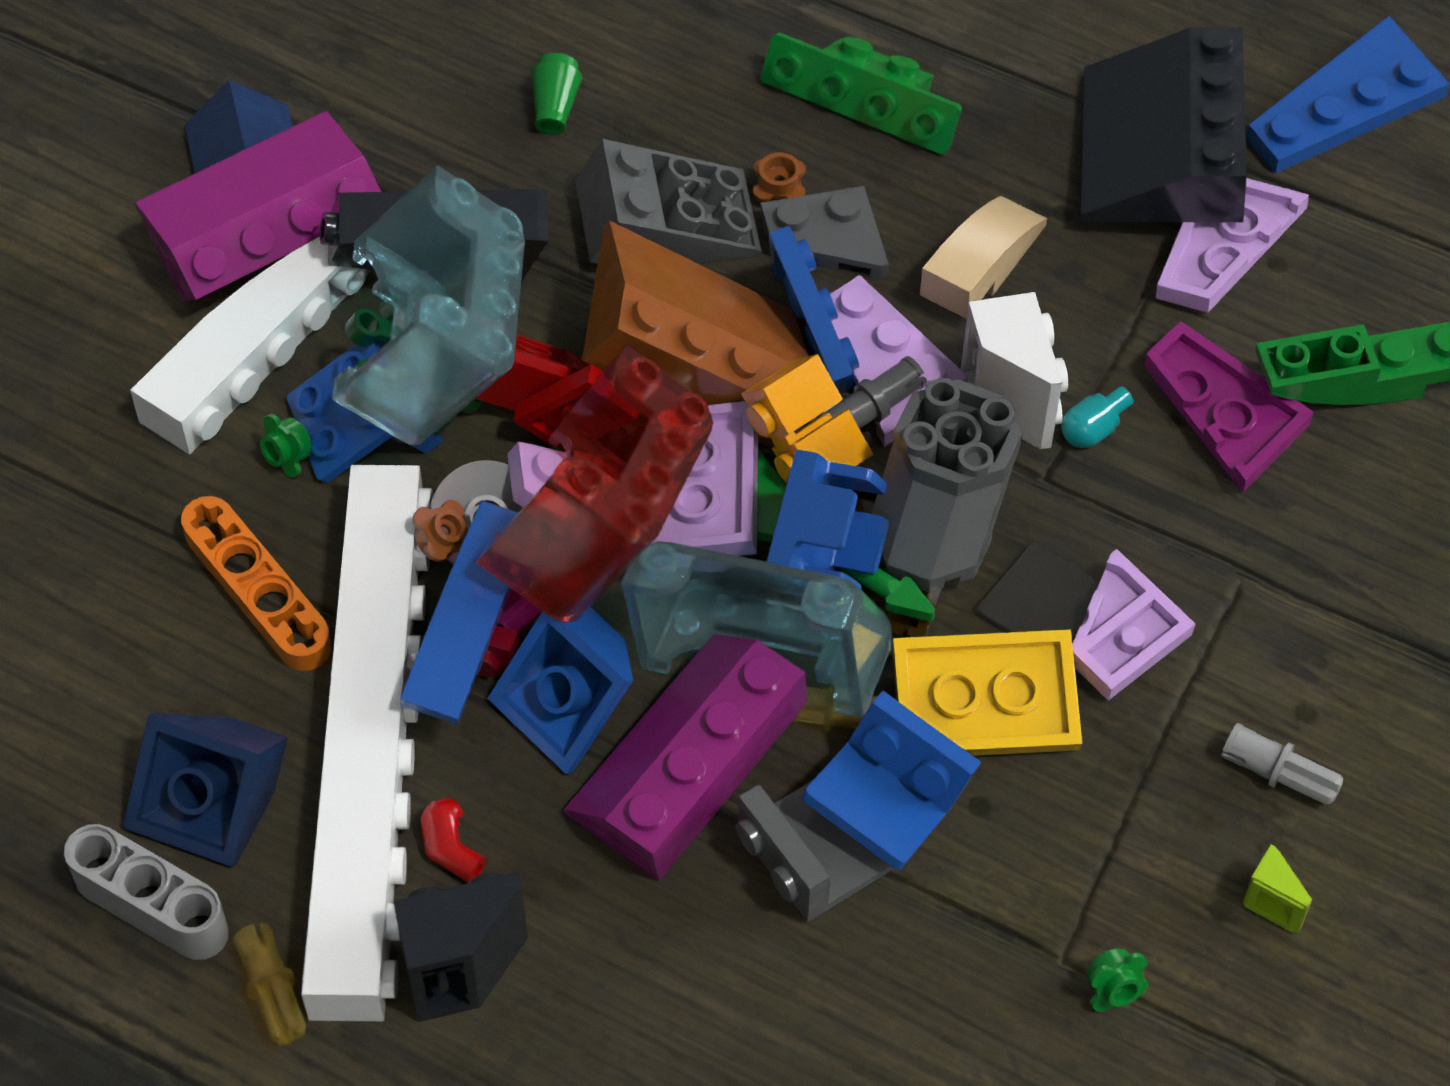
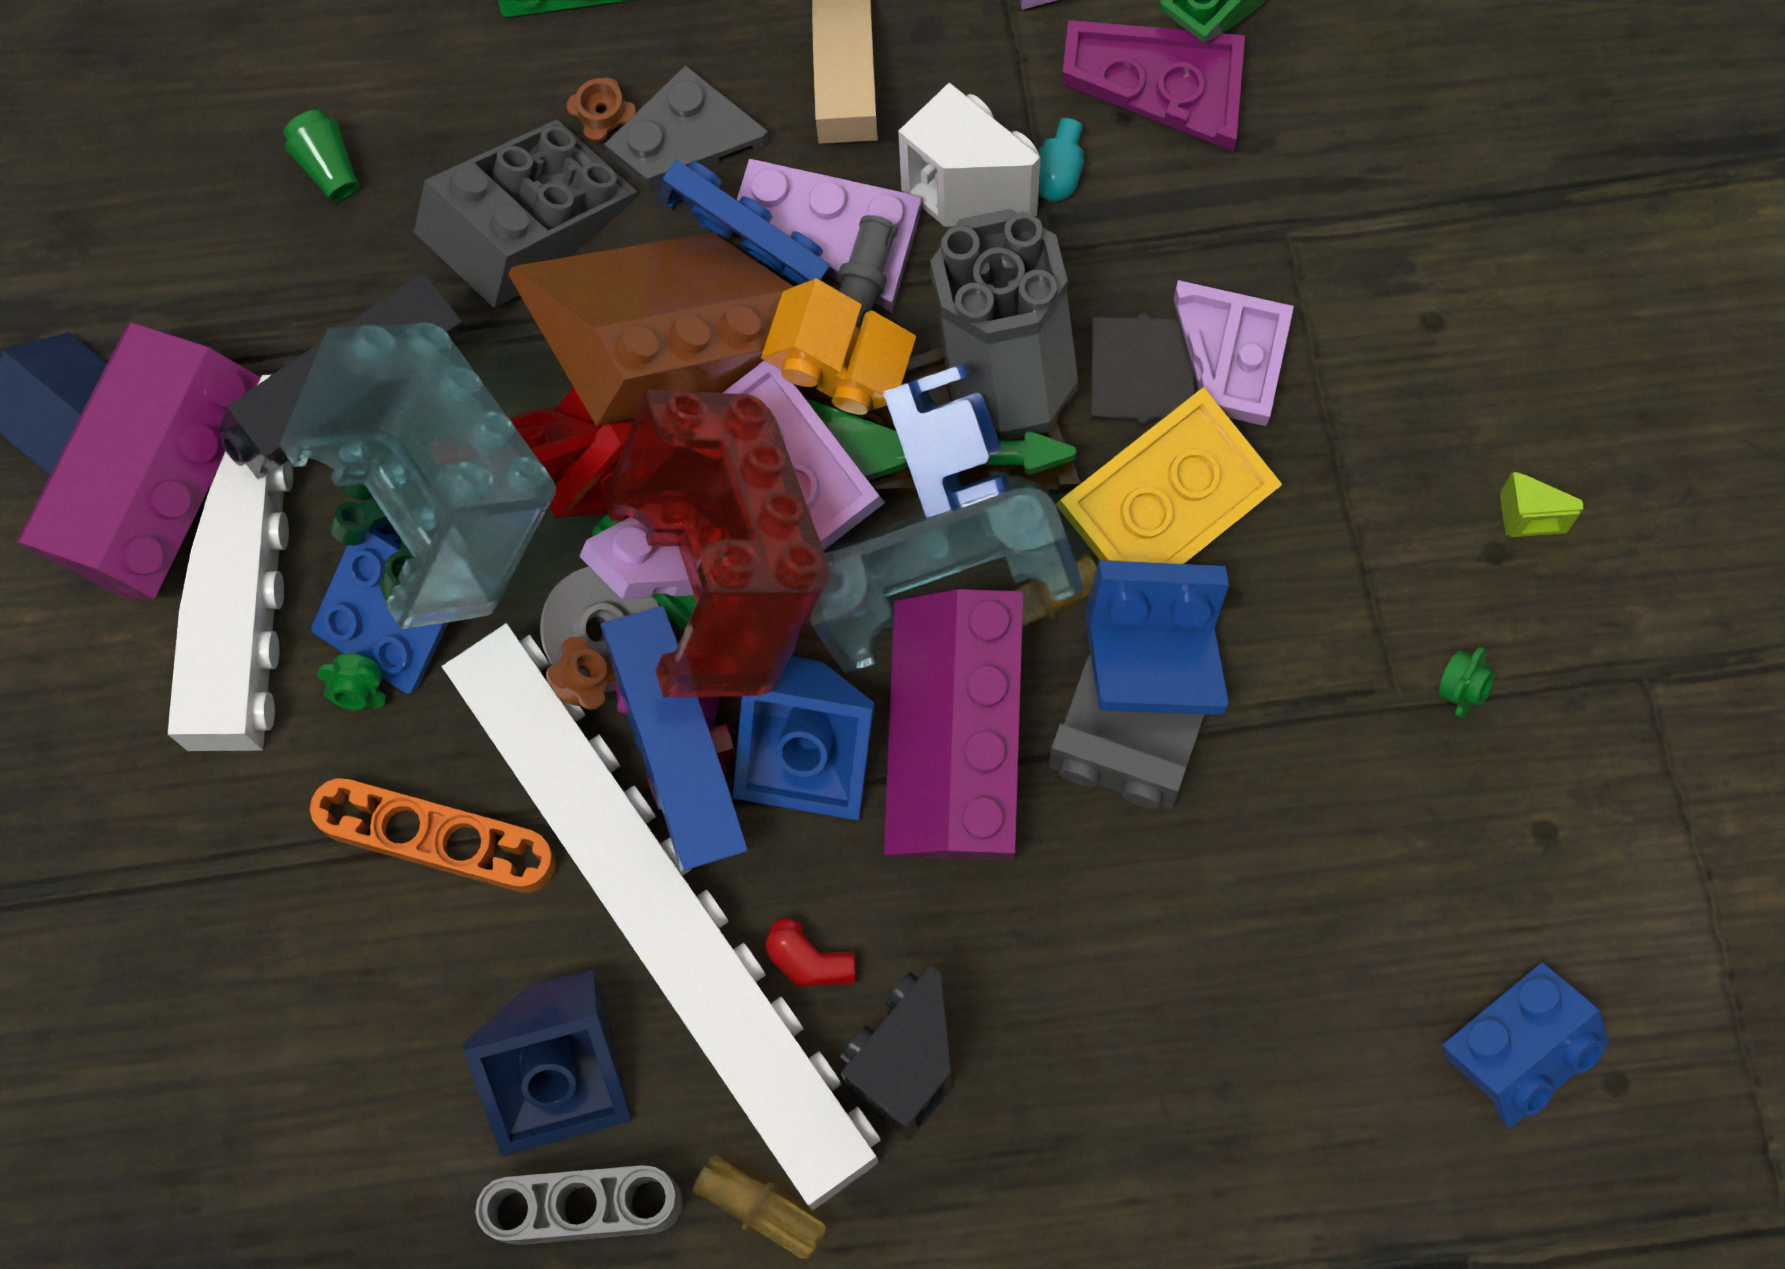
camera: 30 degrees left, 15 degrees up
(1281, 764) = (1453, 388): light grey axle -> none

